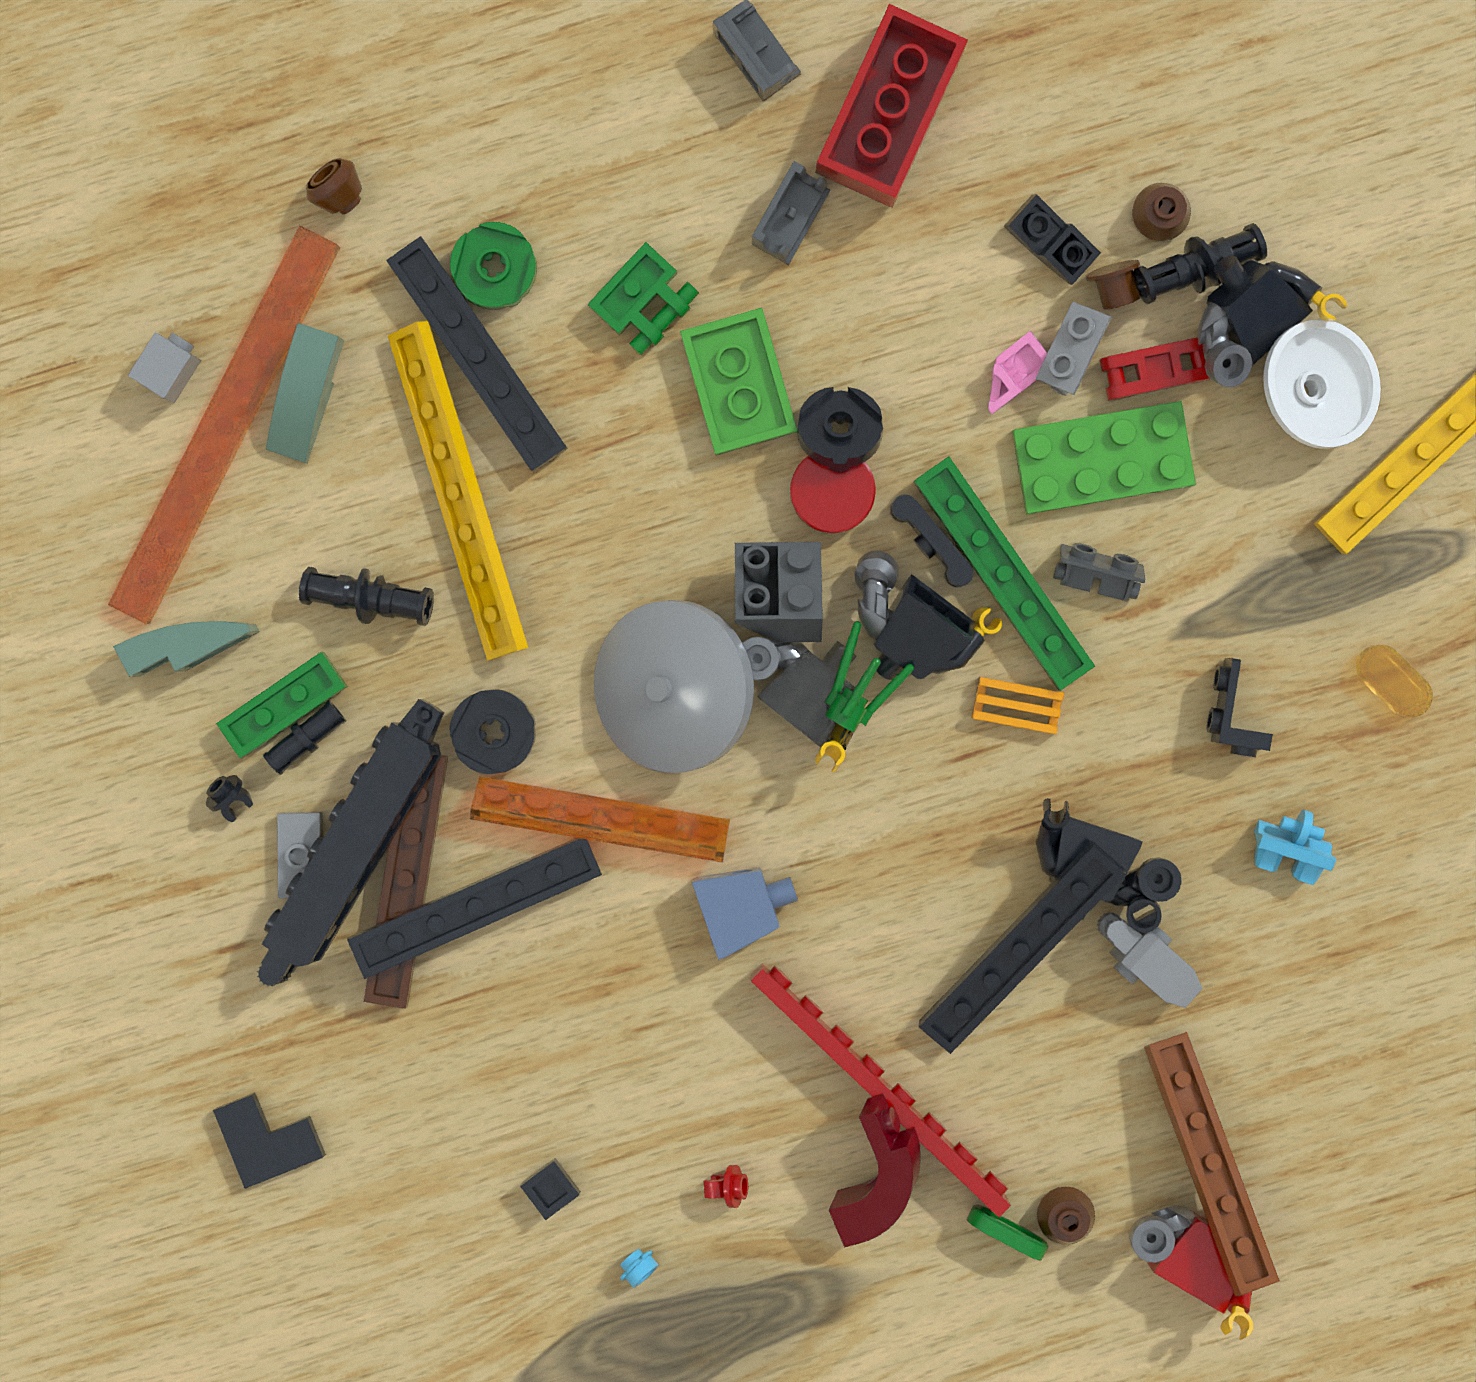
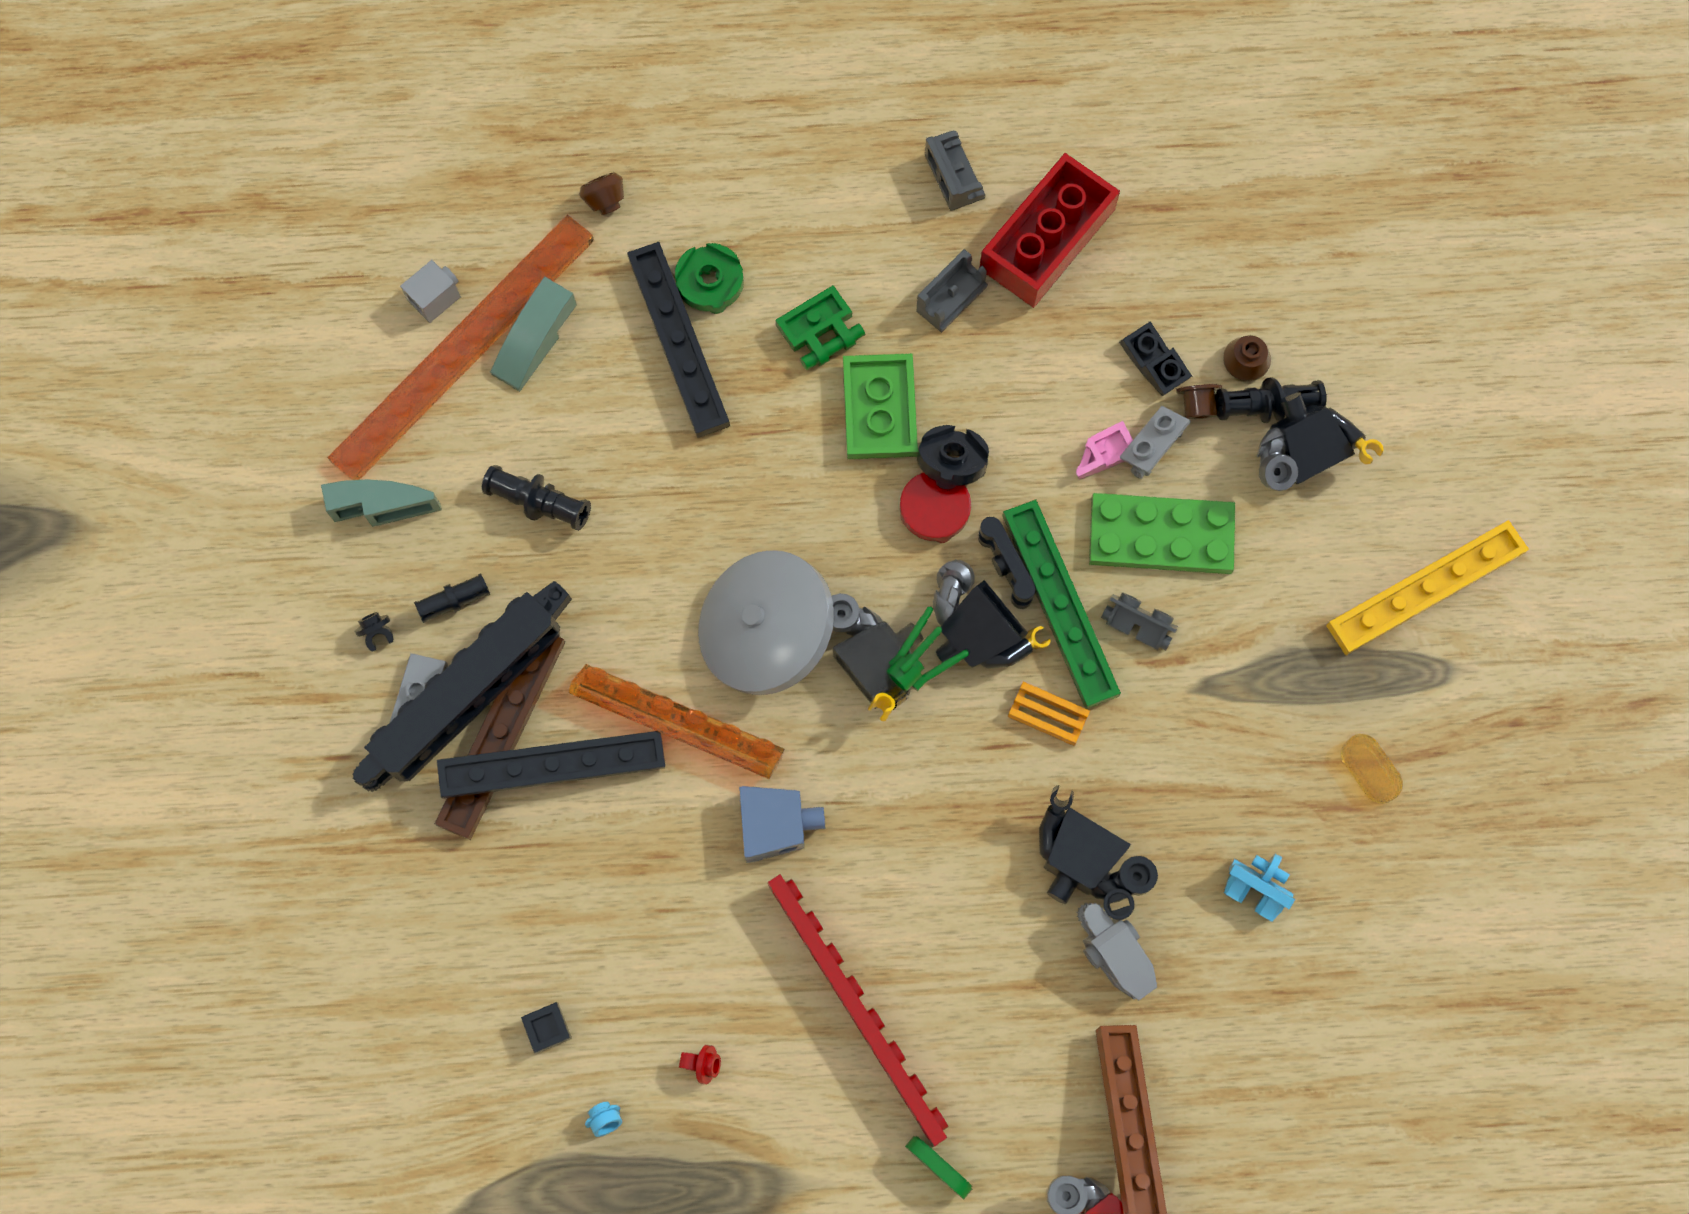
camera: 10 degrees right, 15 degrees down
(258, 1150) = (307, 934): black tile -> none
(281, 705) = (441, 567): green plate -> none
(457, 490) = (633, 438): yellow plate -> none
(470, 741) = (607, 650): black plate -> none
(779, 590) = (873, 566): dark grey slope -> none
(874, 1206) = (854, 1080): dark red arch -> none
(1022, 947) = (1006, 910): black plate -> none
(1066, 1215) = (982, 1171): reddish brown cone -> none
(1155, 369) = (1219, 473): red plate -> none
(1219, 719) = (1232, 784): black bracket -> none
(1339, 380) = (1363, 503): white dish -> none

